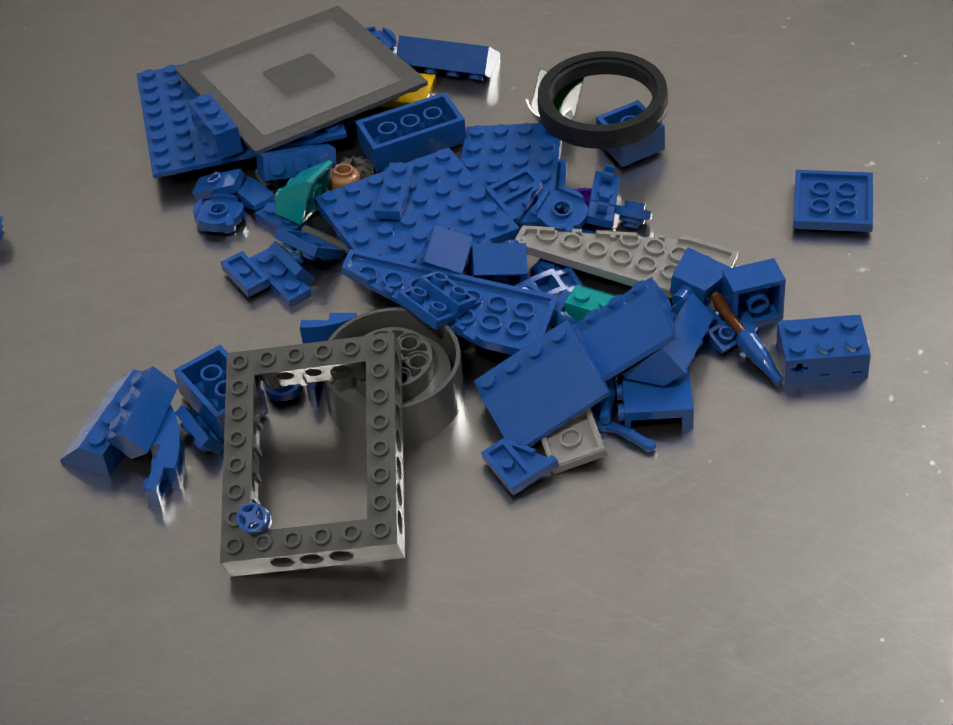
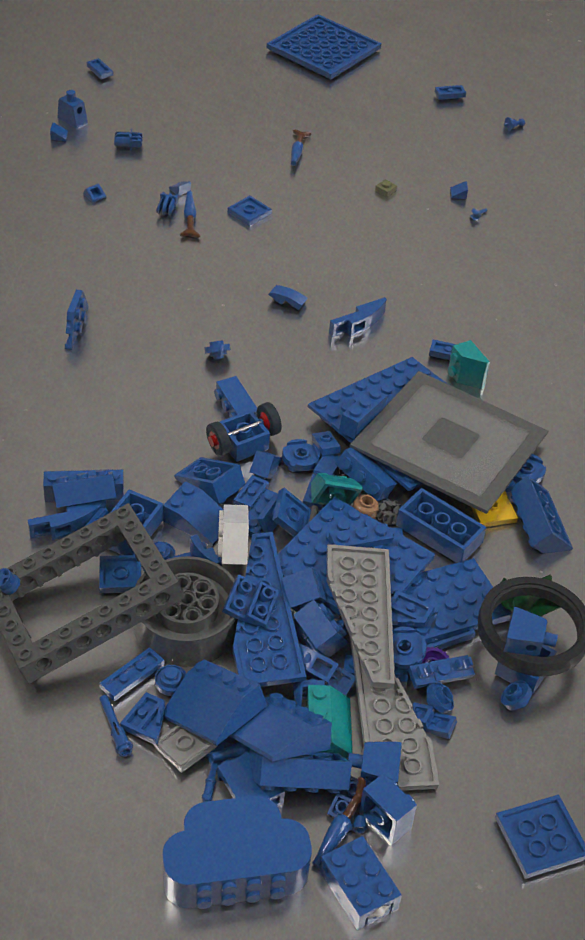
camera: 55 degrees right, 0 degrees up
(43, 93) = (359, 321): none -> blue slope
(92, 240) = (234, 397): none -> blue brick
(154, 40) = (441, 349): none -> blue plate
(155, 240) = (244, 432): none -> brick
(197, 300) = (214, 477): none -> blue slope
(199, 26) = (468, 365): none -> teal slope
(213, 245) = (265, 464): none -> blue slope
(244, 327) = (193, 513): none -> blue slope
(288, 428) = (118, 573): none -> blue plate
(323, 286) = (233, 534): none -> white brick
(444, 460) = (131, 674): none -> blue plate
(475, 427) = (168, 679): none -> blue plate
(497, 214) = (363, 595): none -> light grey wing
(522, 497) = (123, 745): none -> blue pin
(622, 97) = (528, 633): none -> blue torso
(661, 224) = (435, 723): none -> blue slope
(663, 156) = (516, 695): none -> blue plate
(745, 432) = (235, 854): none -> blue brick

